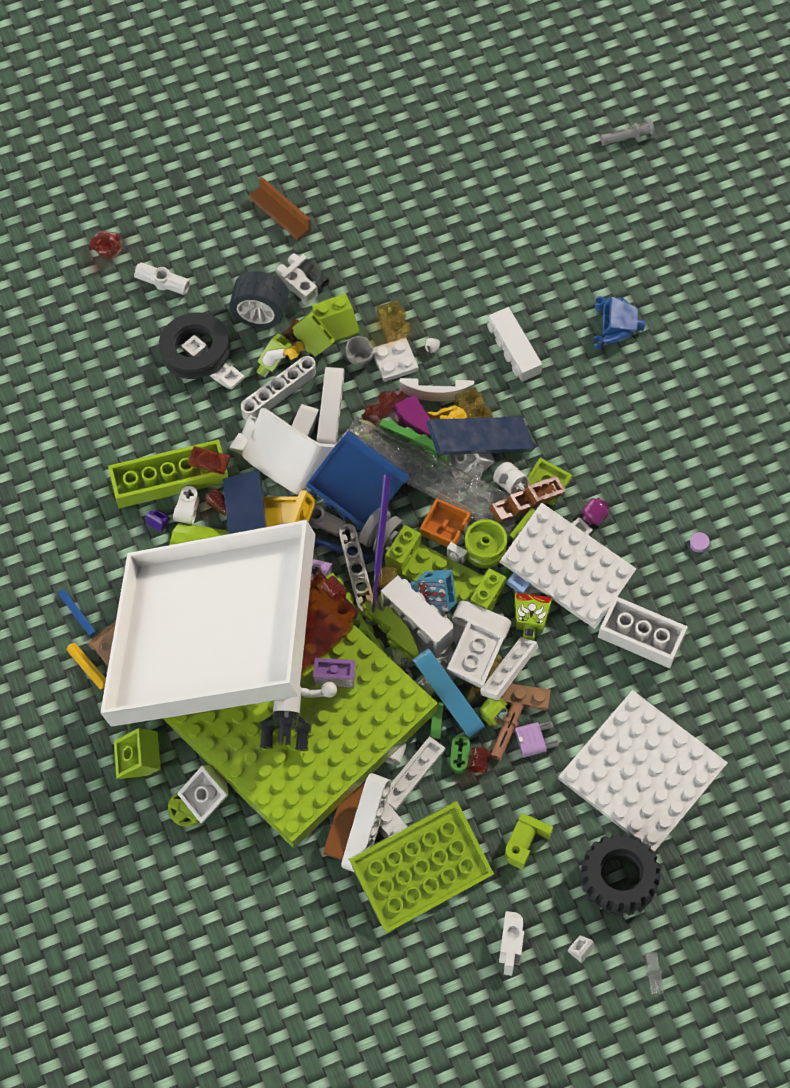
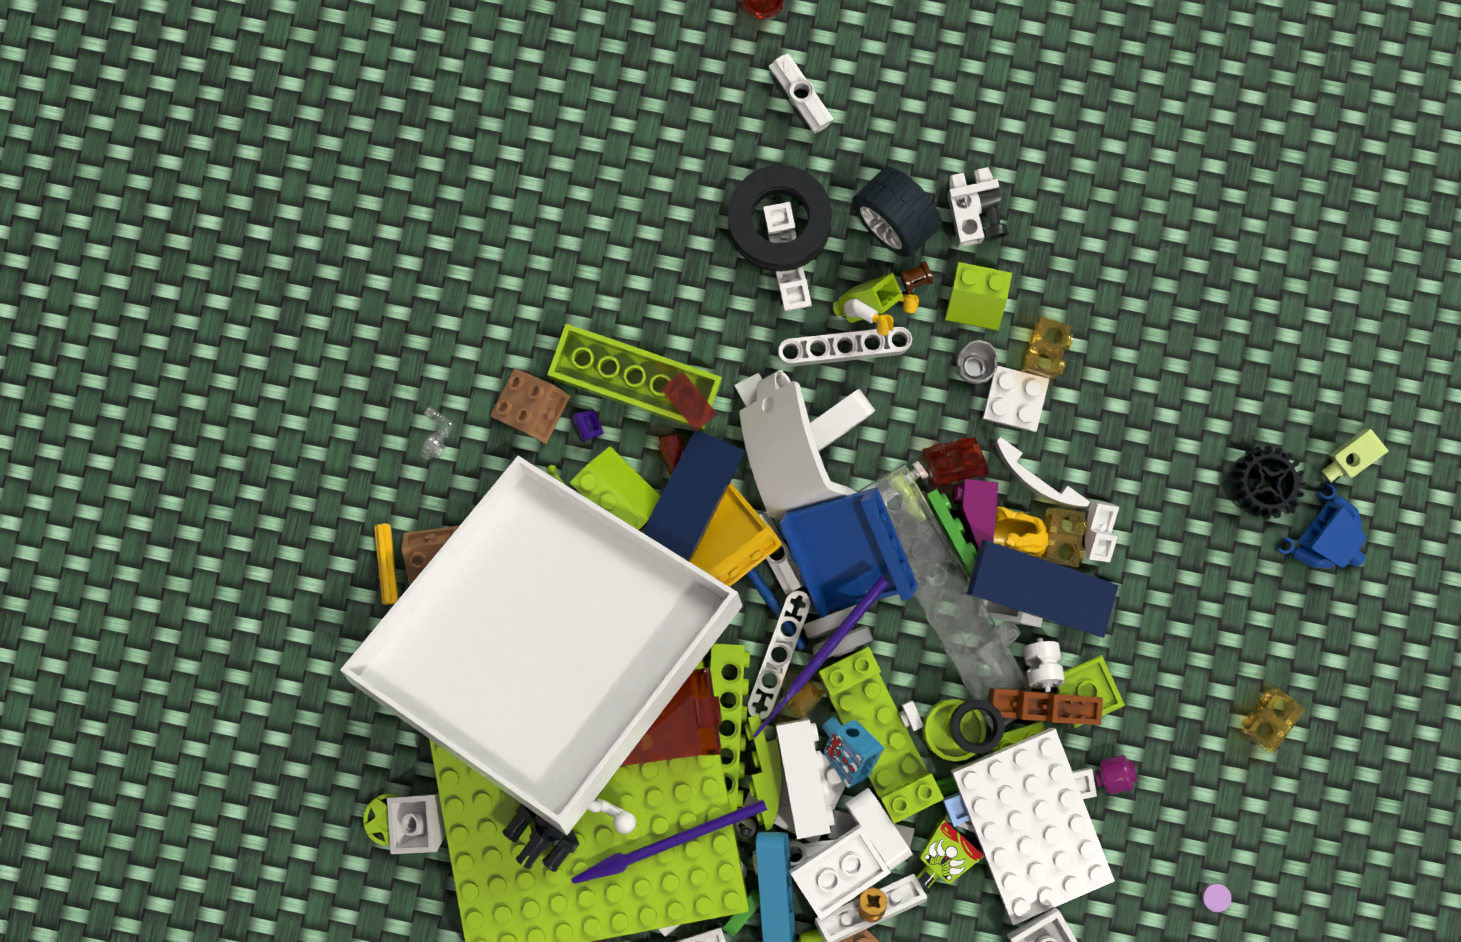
camera: 35 degrees right, 20 degrees up
(73, 582) = (434, 445): none -> clear plate
(77, 613) = (416, 485): blue bar -> none
(116, 525) = (530, 405): none -> medium nougat bracket
(137, 754) = (368, 723): lime slope -> none
(187, 506) = (626, 438): white piece -> none
(281, 210) = (1013, 90): dark orange panel -> none
(313, 334) = (933, 304): lime brick -> none
(322, 566) = (734, 632): lavender piece -> none
(330, 405) = (890, 416): white beam -> none
(338, 671) = (648, 799): medium lavender panel -> none
(342, 722) = (618, 862): none -> dark purple piece
(432, 345) = (1074, 412): white hinge -> none
(444, 523) = (923, 667): orange piece -> none
(494, 400) = (1099, 536): none -> white slope
(494, 539) = (998, 726): none -> black tyre
(507, 660) = (868, 910): none -> pearl gold wheel
(515, 344) = (1178, 480): white brick -> none
(556, 309) = (1287, 470): none -> black gear
(600, 272) = (1364, 448): none -> yellowish green torso
(662, 431) = (1277, 725): none -> clear yellow brick

